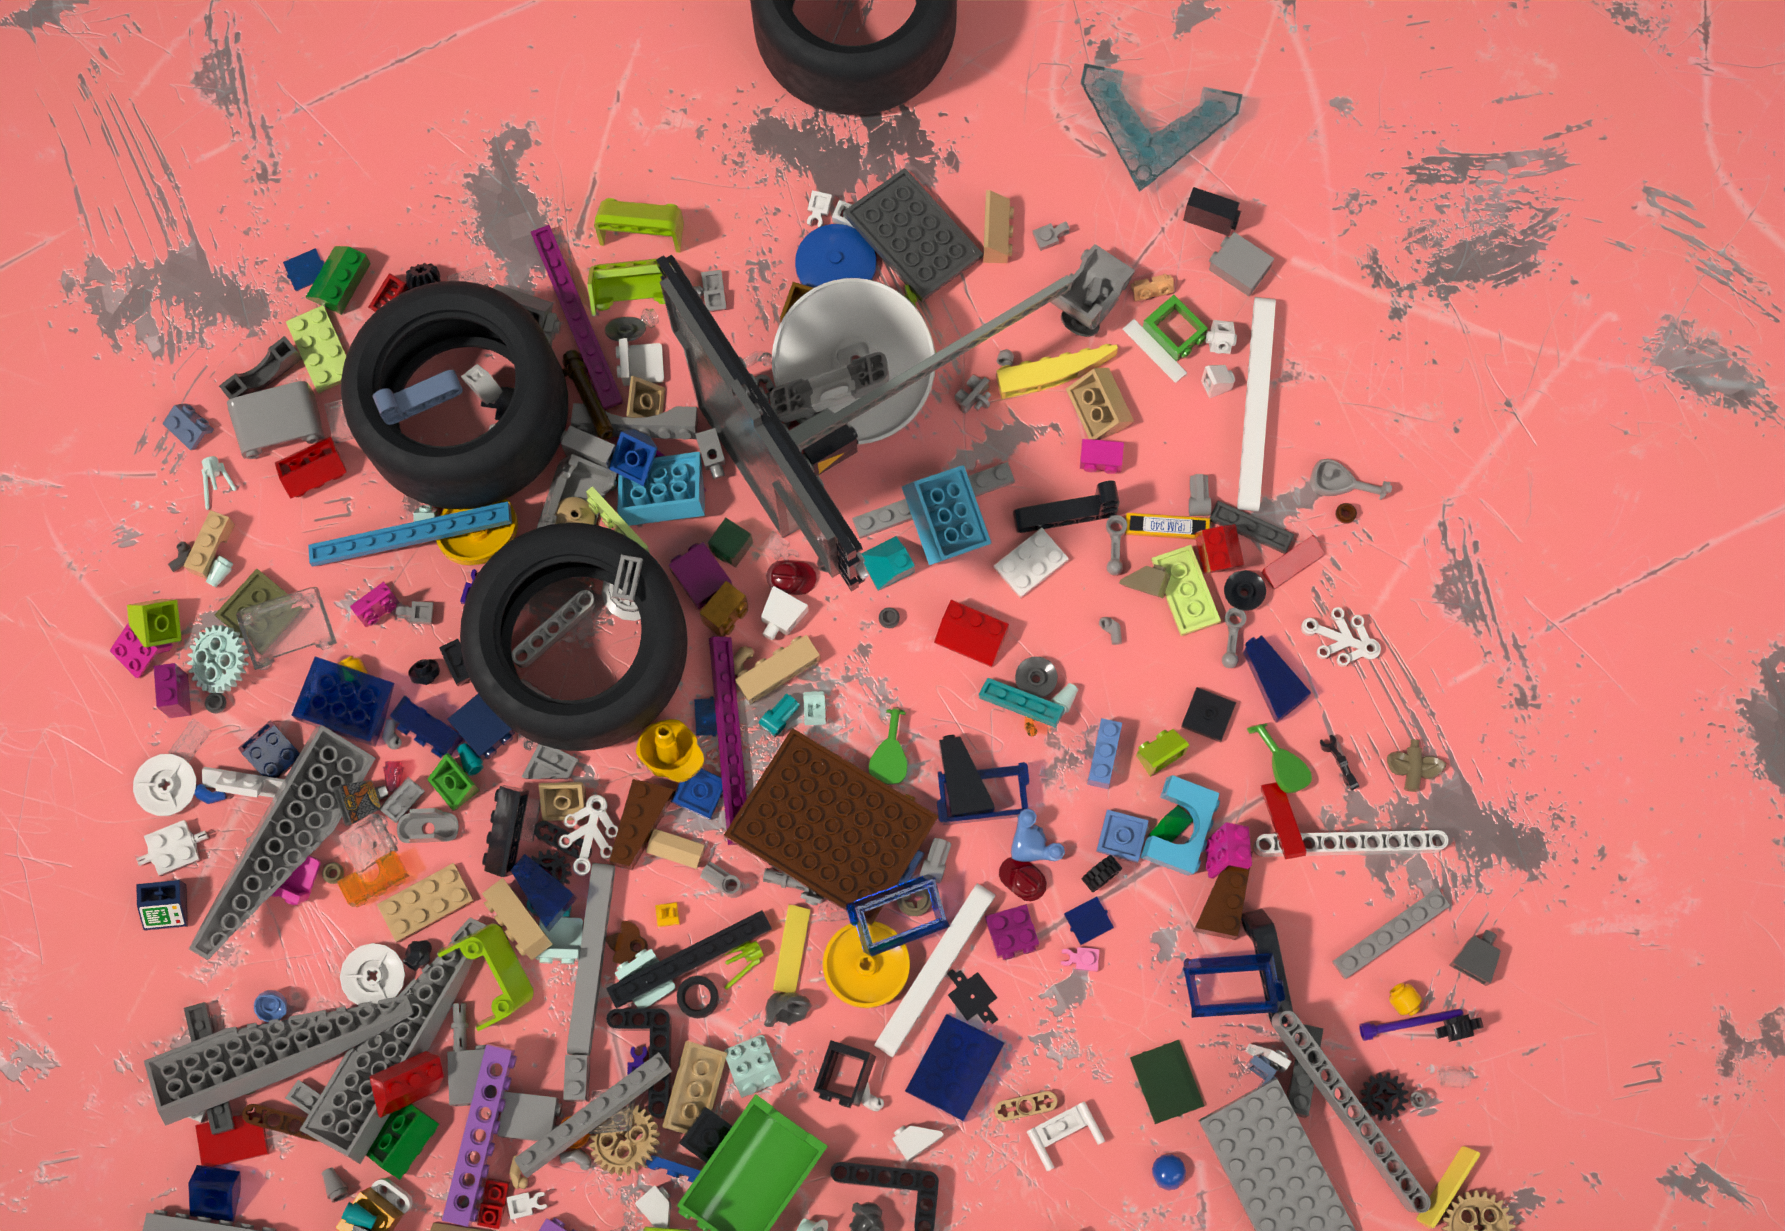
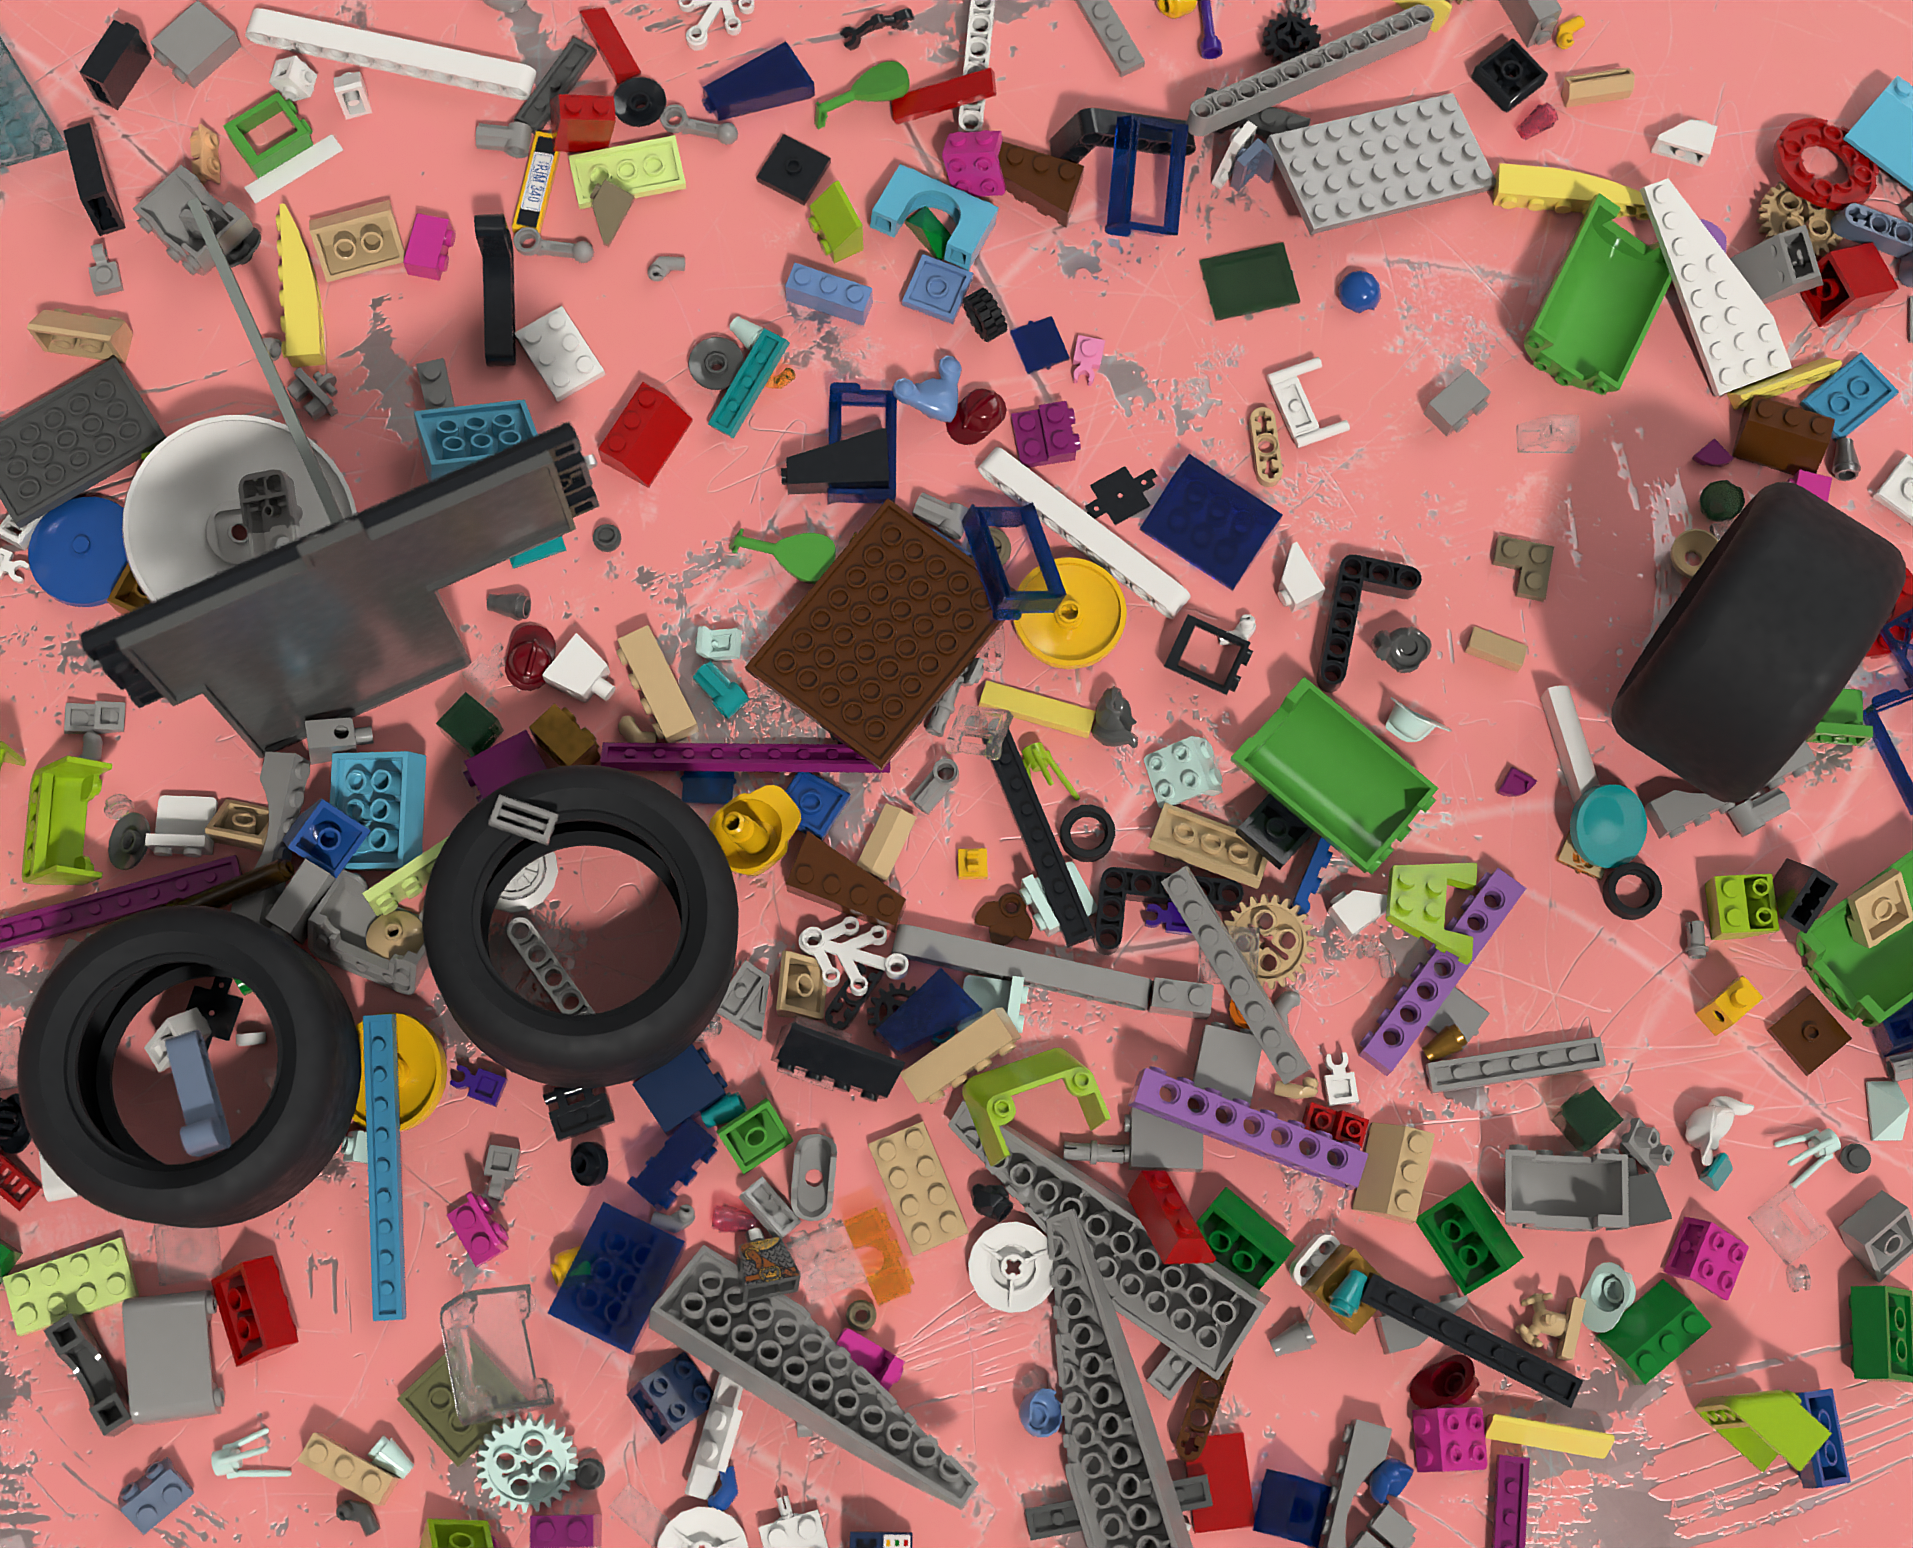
camera: 90 degrees left, 0 degrees up
(771, 909) = (979, 723): none -> clear plate
(1120, 212) = (93, 179): none -> black slope

